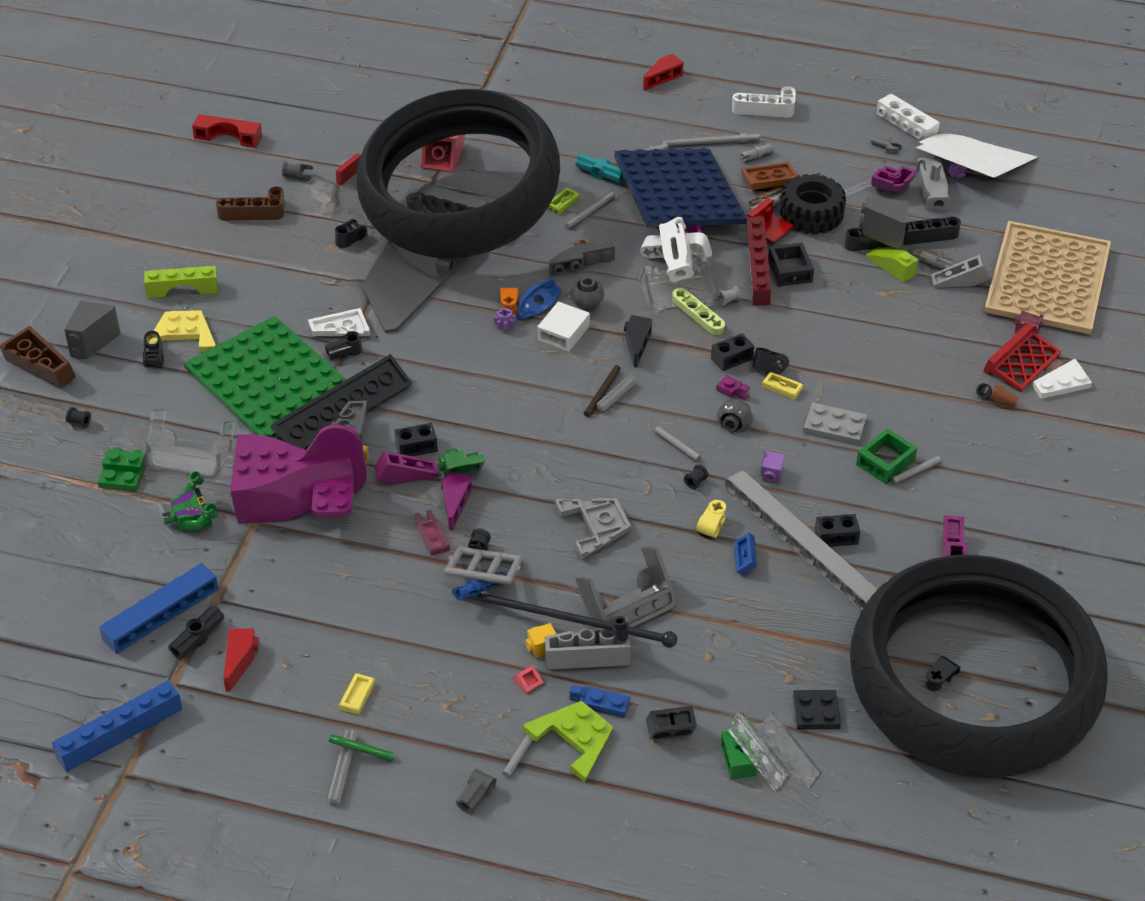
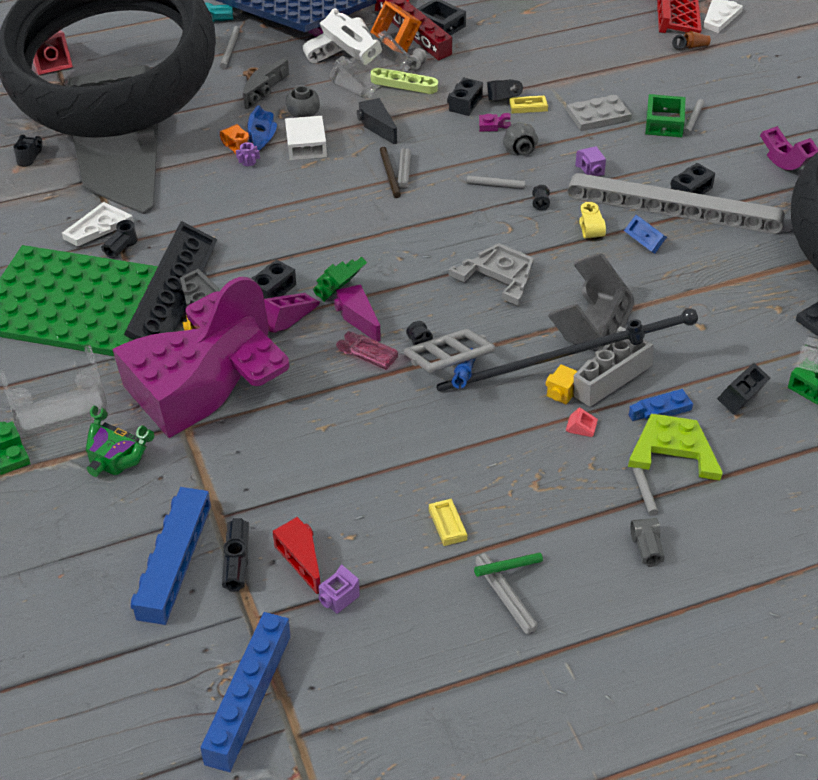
camera: 35 degrees left, 0 degrees up
(235, 697) = (339, 590): none -> medium lavender window
(732, 269) = (407, 30): none -> orange window

